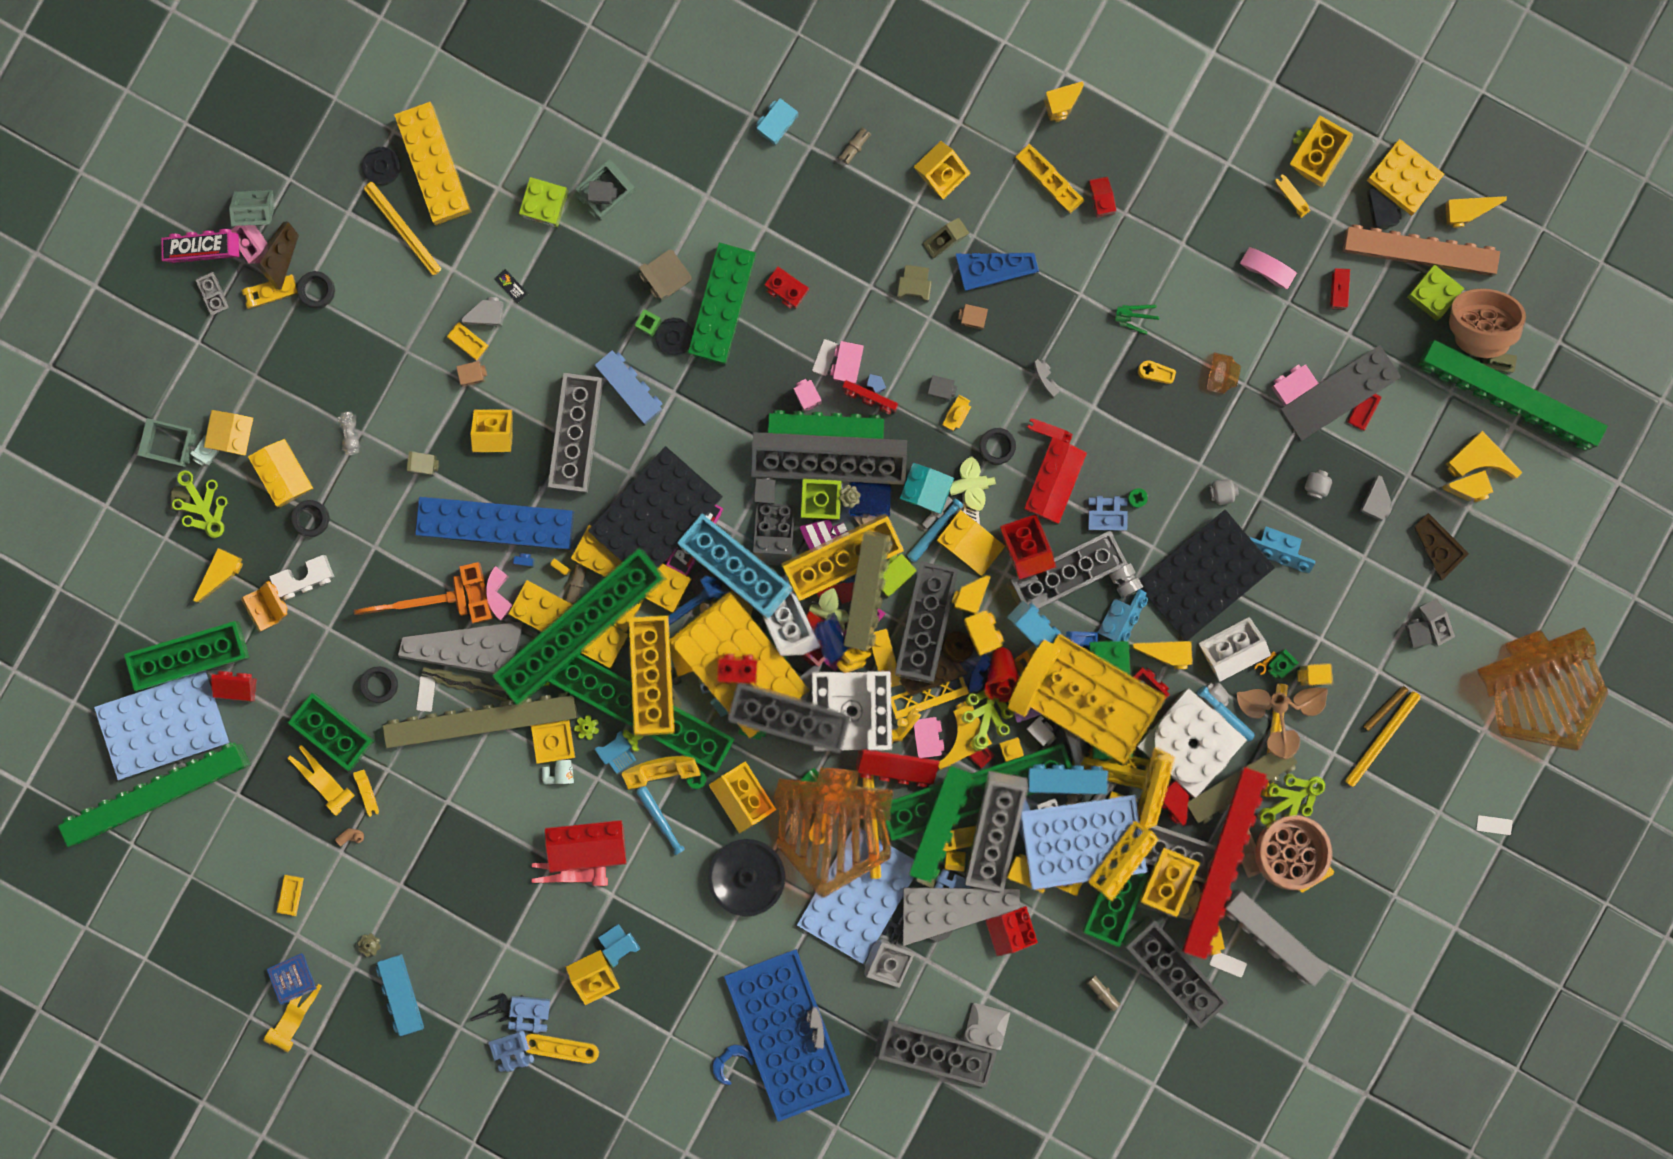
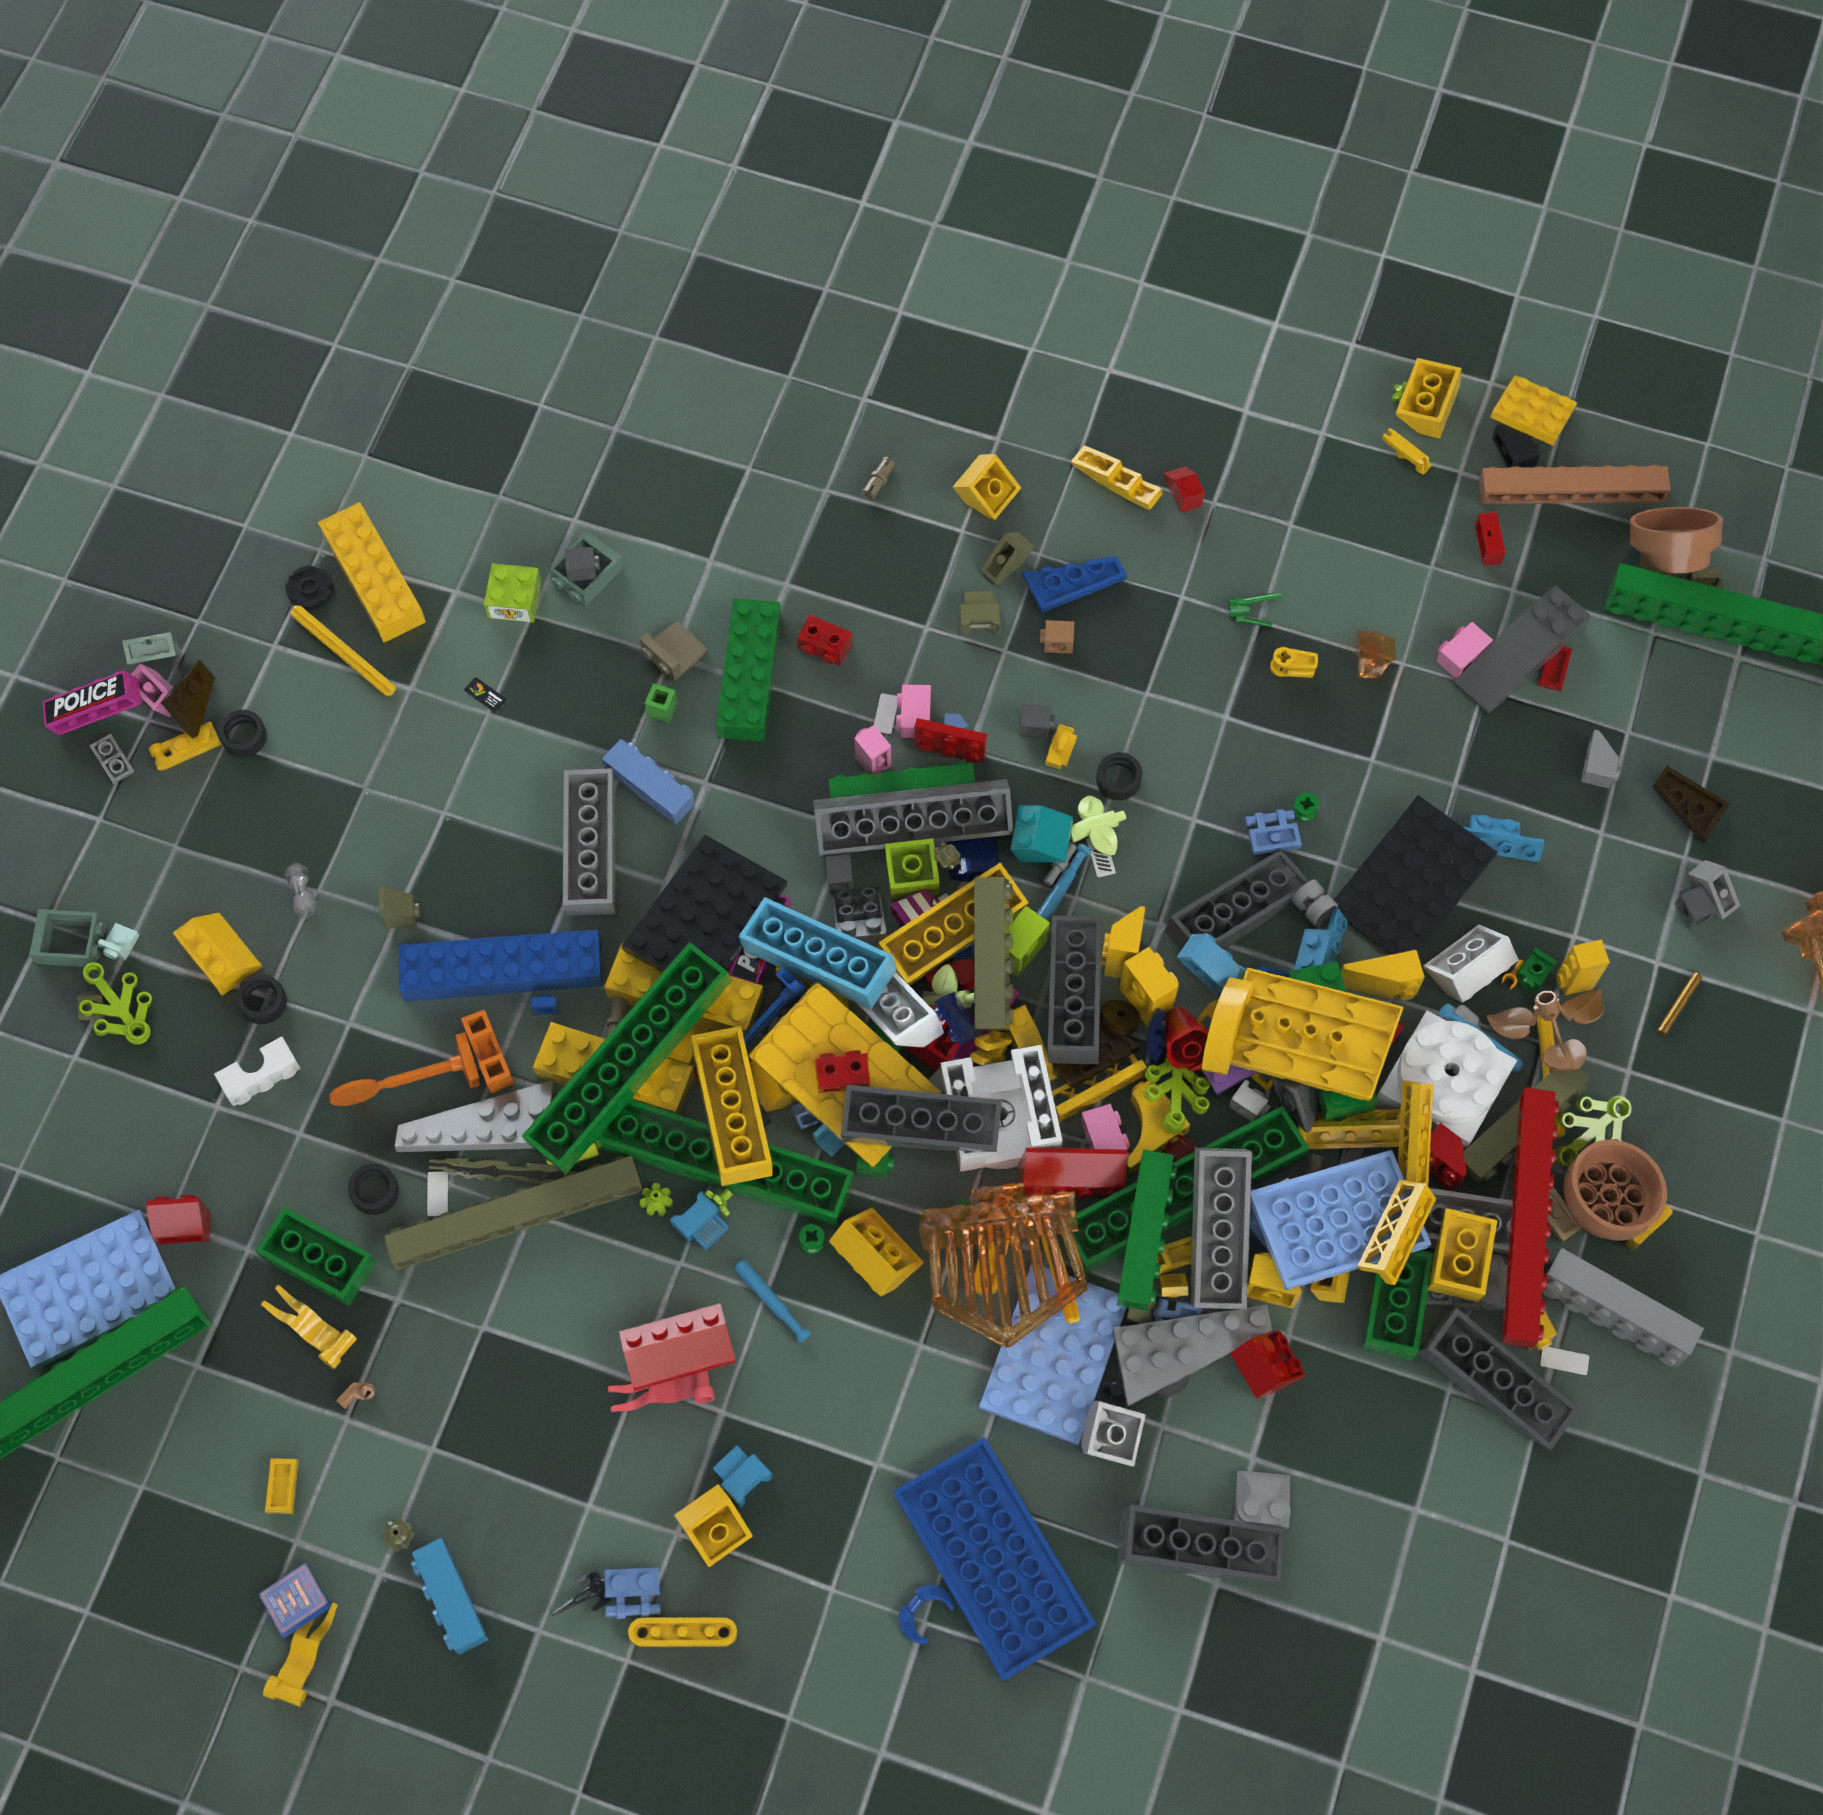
camera: 15 degrees left, 20 degrees down
(187, 656) = (112, 1191): green brick -> none
(219, 572) = (148, 1084): yellow slope -> none
(228, 432) = (145, 911): yellow slope -> none
(265, 606) = (213, 1114): light orange bracket -> none
(366, 792) = (371, 1331): yellow piece -> none
(467, 341) = (439, 762): yellow plate -> none
(471, 373) = (448, 797): medium nougat brick -> none
(486, 313) = (456, 727): light grey slope -> none
(491, 431) = (483, 859): yellow slope -> none
(498, 604) = (517, 1059): bright pink brick -> none
(509, 1045) = (610, 1639): medium blue plate -> none
(553, 741) = (614, 1223): yellow plate -> none
(560, 567) = (593, 1005): yellow tile -> none
(563, 773) = (633, 1262): light aqua piece -> none
(660, 768) = (762, 1232): yellow slope -> none
(674, 336) = (695, 718): black tile -> none
(746, 877) = (900, 1352): black dish -> none
(776, 121) = (780, 466): medium azure brick -> none
(816, 1022) = (1028, 1523): light grey slope -> none
(905, 725) = (1074, 1119): yellow piece -> none
(970, 543) = (1106, 889): yellow slope -> none
(1011, 749) = (1214, 1127): yellow brick -> none
(1028, 546) = (1184, 876): red brick -> none
(1043, 372) = (1155, 684): light grey slope -> none
(1050, 430) = (1180, 748): red piece -> none
(1055, 480) = (1198, 803): red slope -> none
(1061, 101) = (1112, 389): yellow slope -> none
(1067, 780) = (1300, 1146): dark azure brick -> none
(1103, 993) = (1409, 1426): dark tan pin -> none
(1223, 491) = (1409, 782): light grey head -> none
(1269, 267) = (1406, 528): bright pink brick -> none
(1318, 484) = (1523, 755): light grey head -> none
(1382, 739) = (1686, 1041): yellow axle -> none
(1435, 292) = (1603, 524): lime brick -> none
(1466, 210) = (1615, 433): yellow slope -> none
(1471, 488) = (1709, 725): yellow slope -> none
(1481, 453) = (1715, 690): yellow arch -> none

